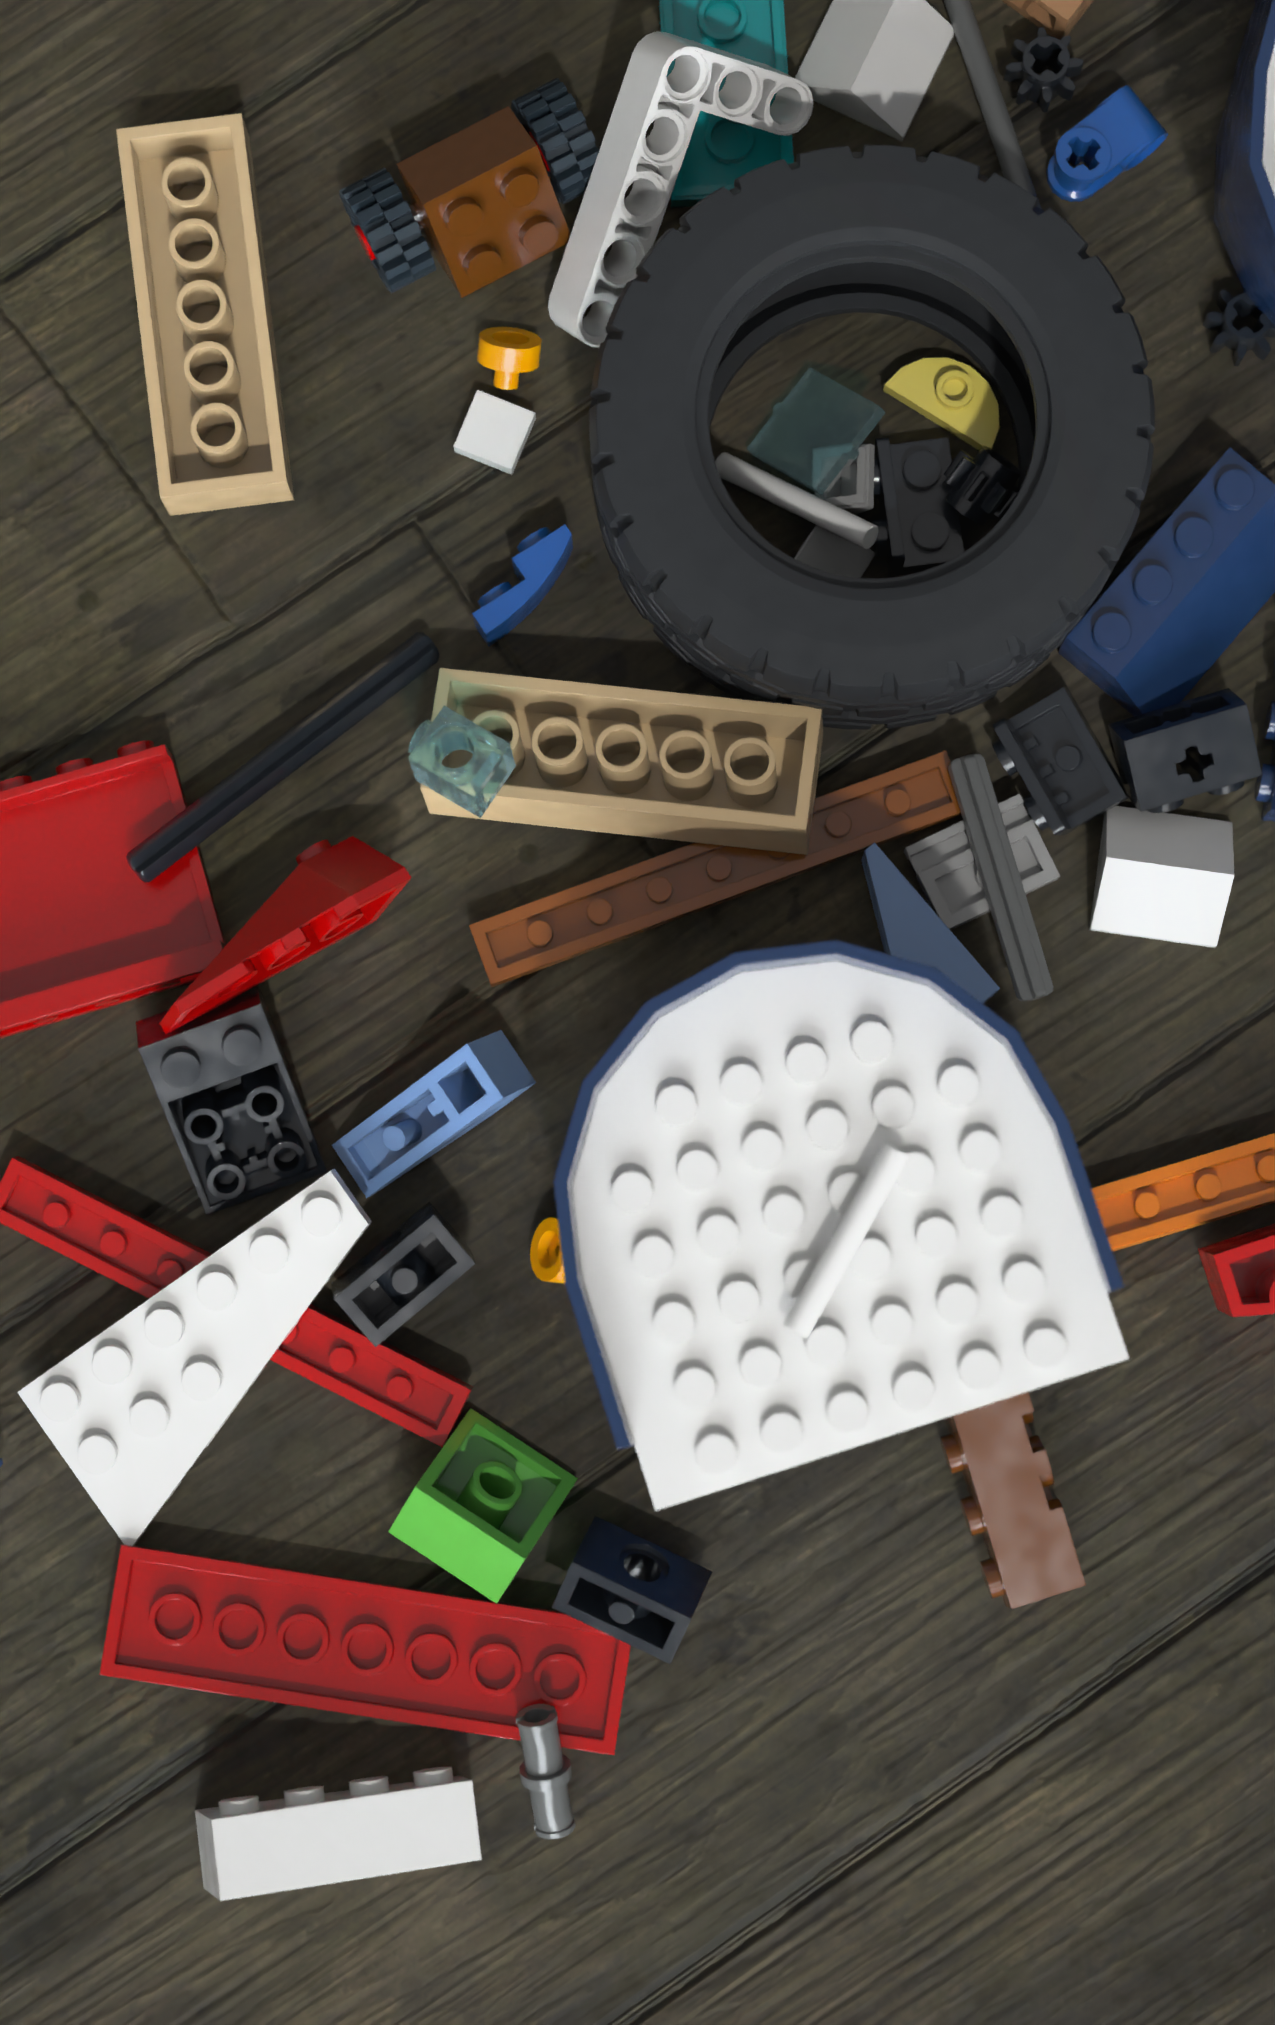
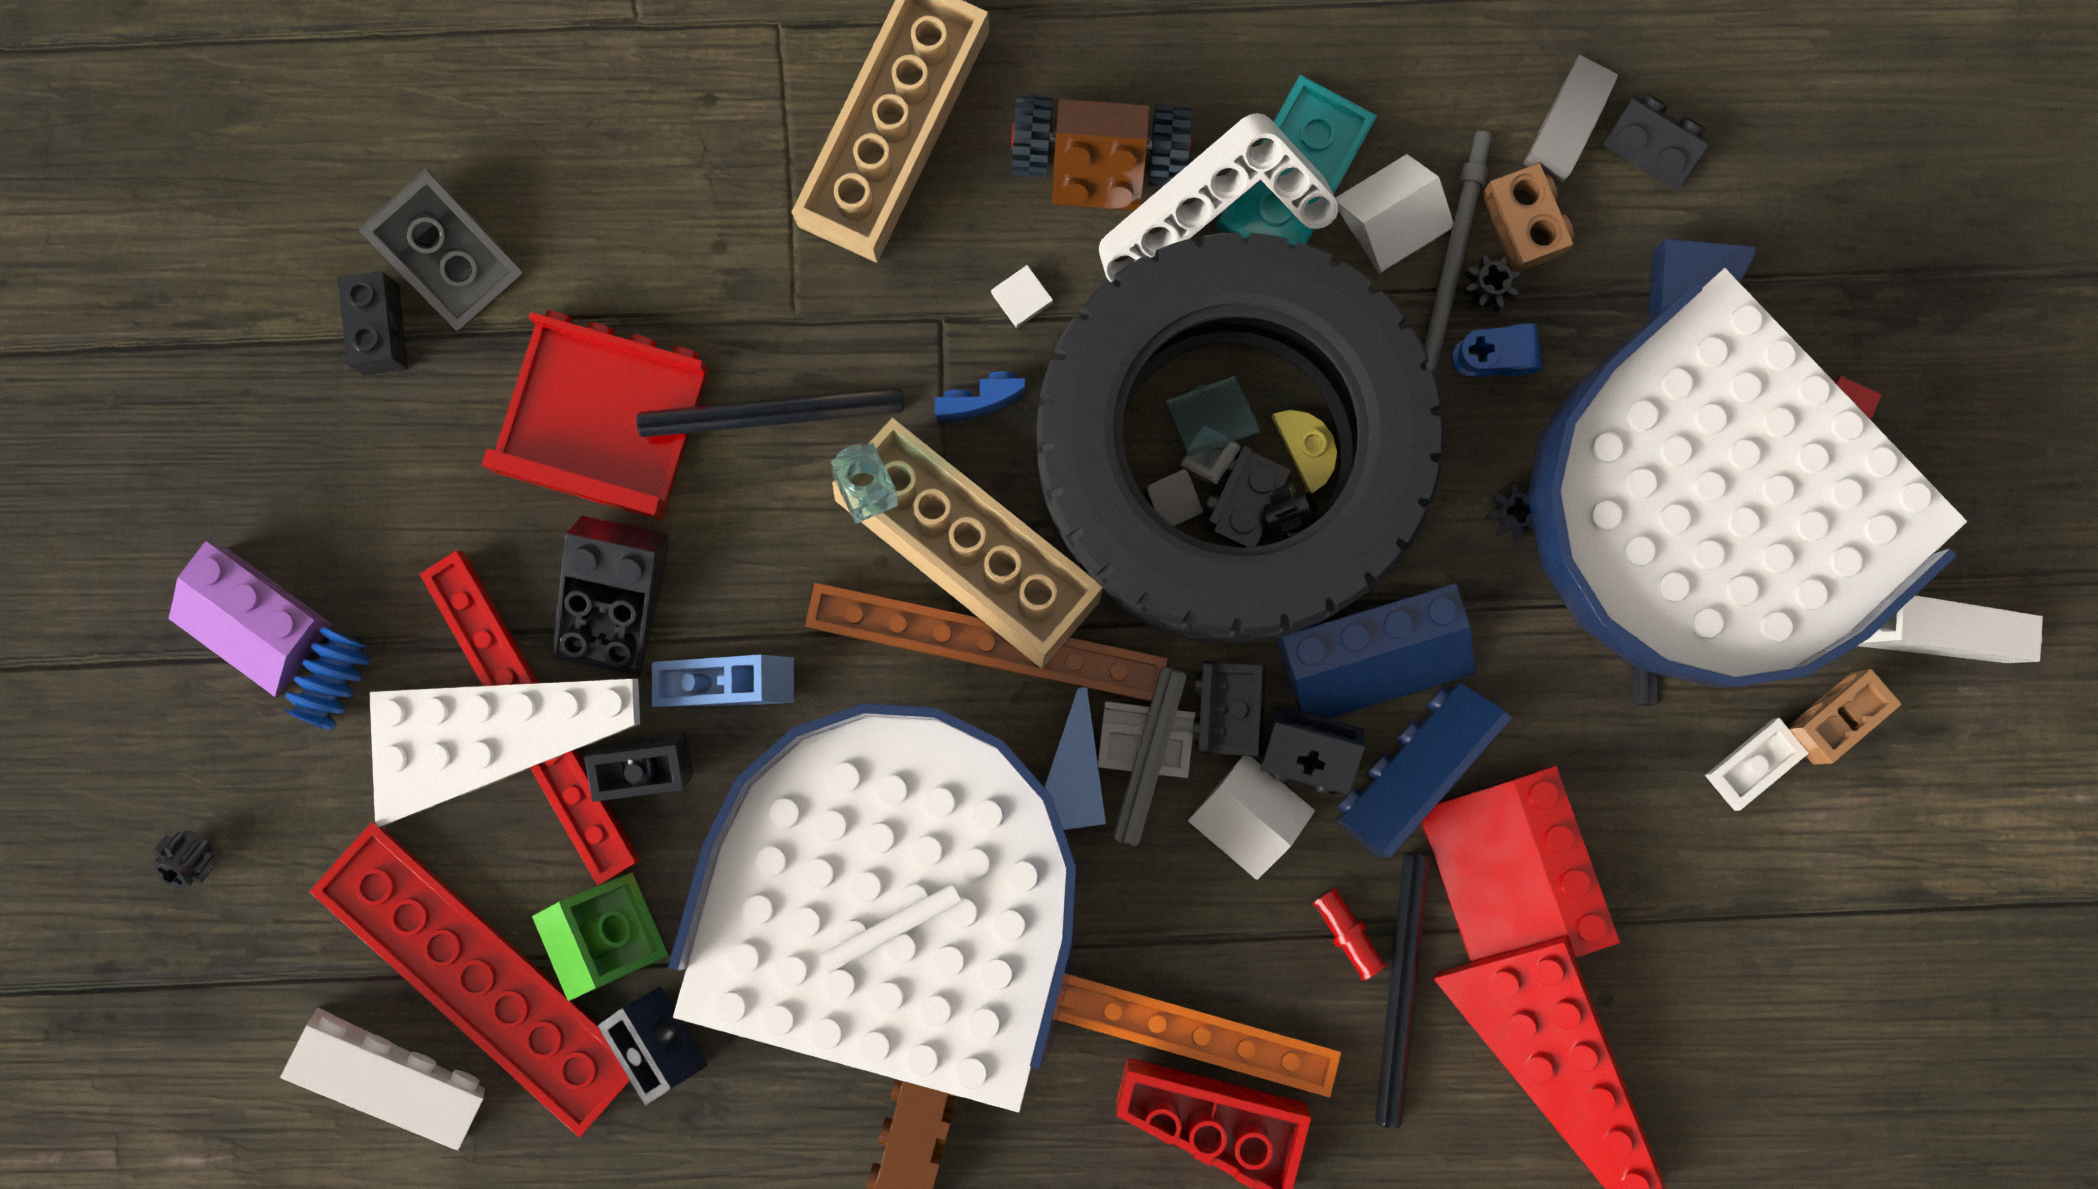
camera: 30 degrees right, 0 degrees up
(317, 905) = (727, 514): red wedge -> none
(508, 353) = (1059, 255): light orange tile -> none
(545, 1771) = (531, 1121): dark grey pin -> none
(796, 500) = (1173, 450): white bar -> none

